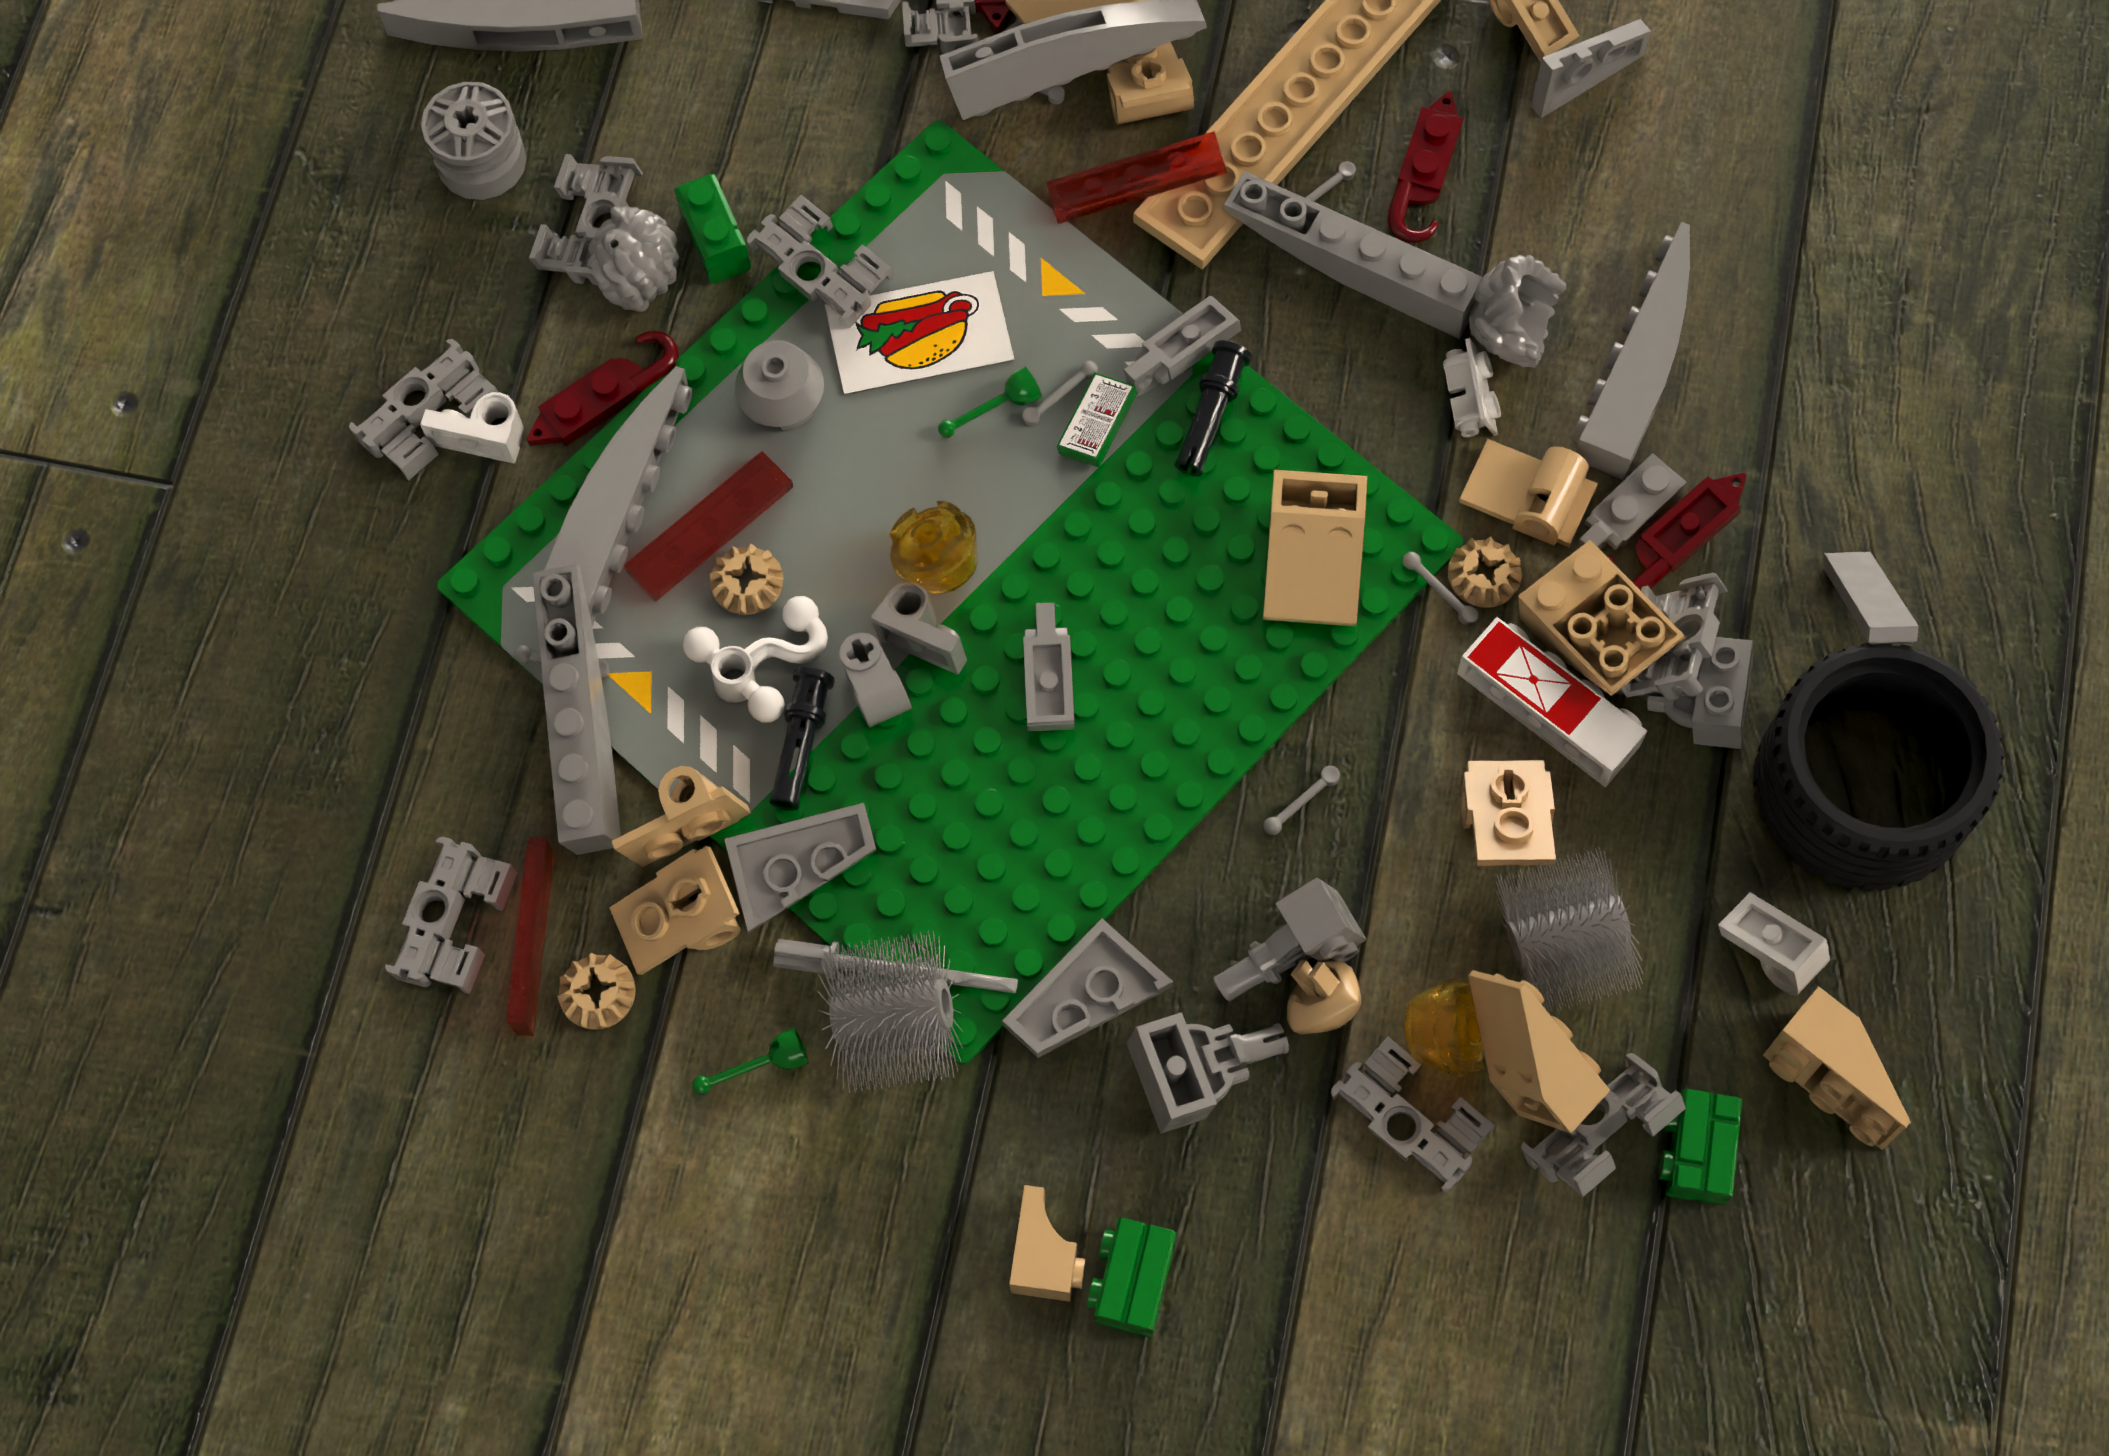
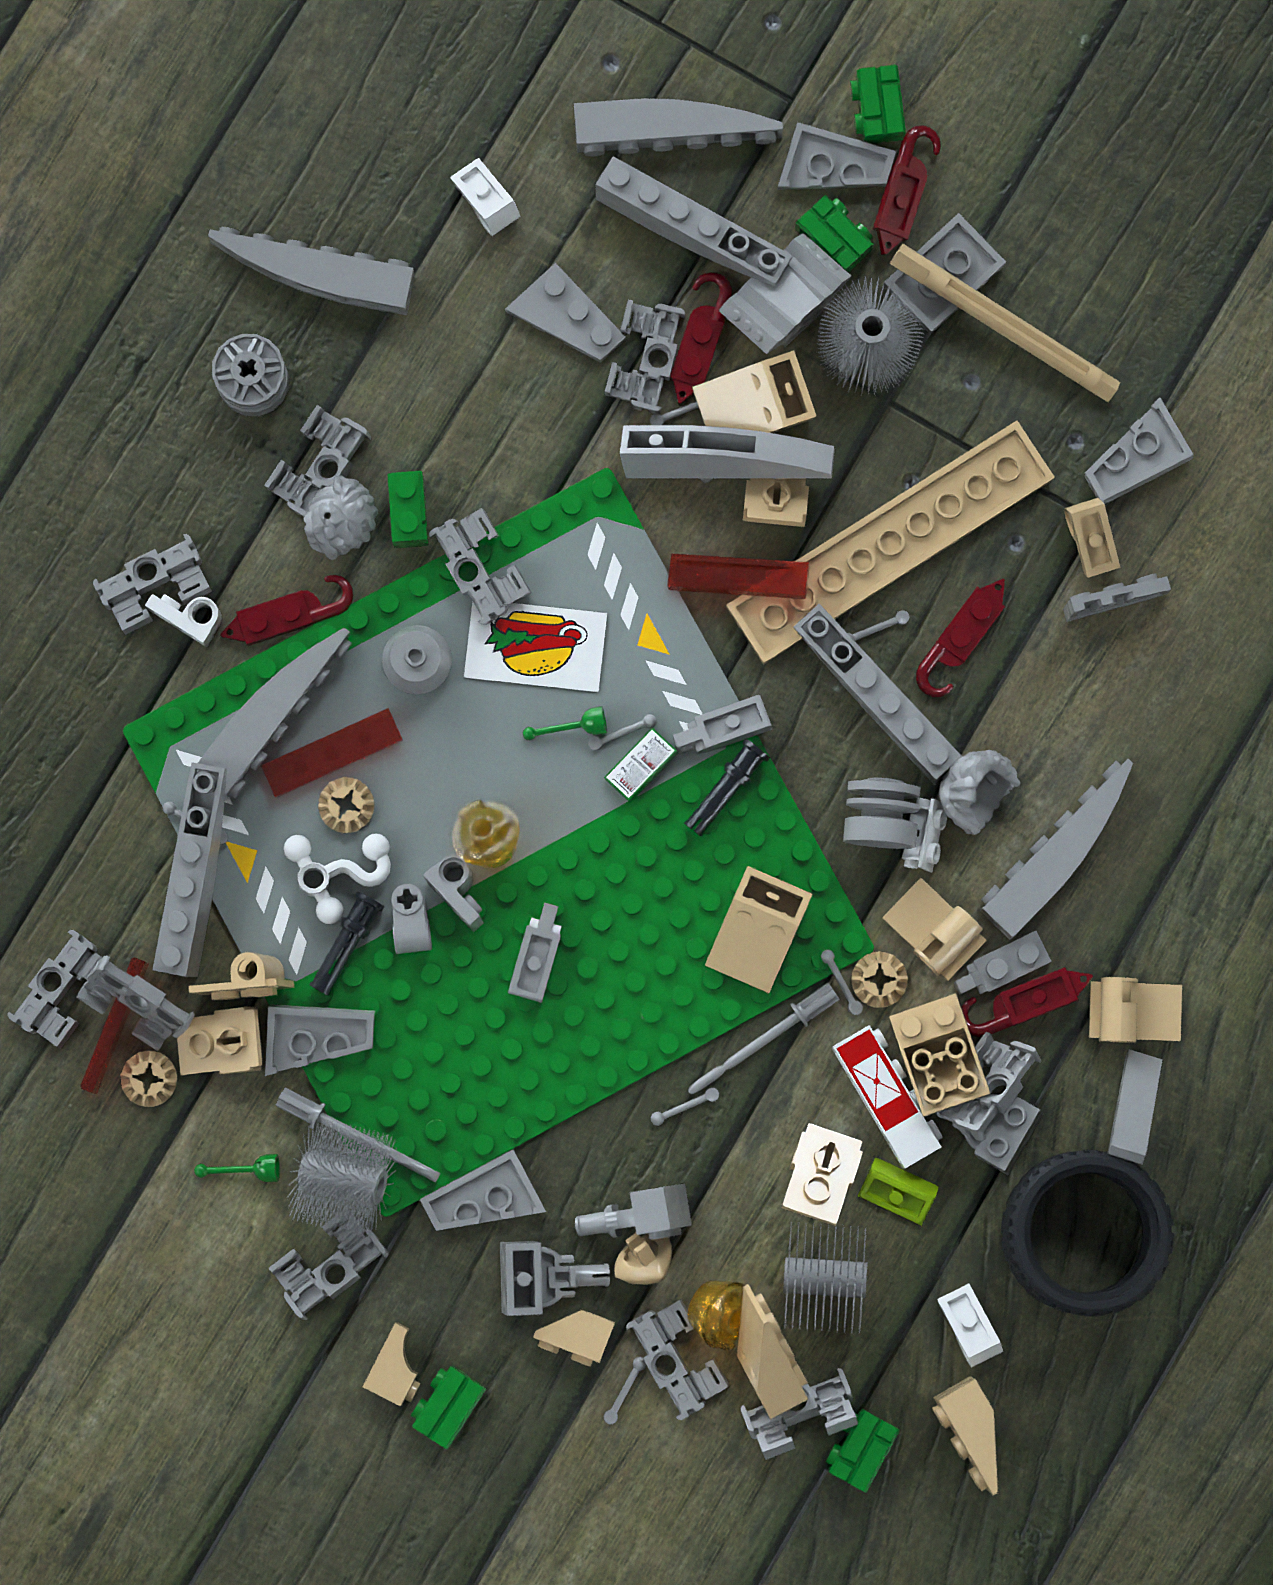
camera: 15 degrees right, 15 degrees up
(511, 865) = (140, 997): none -> light grey piece
(888, 1188) = (310, 1291): none -> light grey piece
(1271, 1123) = (578, 1333): none -> tan slope
(1354, 1220) = (611, 1415): none -> light grey hinge
(1404, 640) = (804, 1012): none -> light grey piece
(1413, 373) = (881, 814): none -> light grey wheel
(1612, 815) = (898, 1191): none -> lime slope
(1809, 508) = (1134, 1011): none -> tan piece

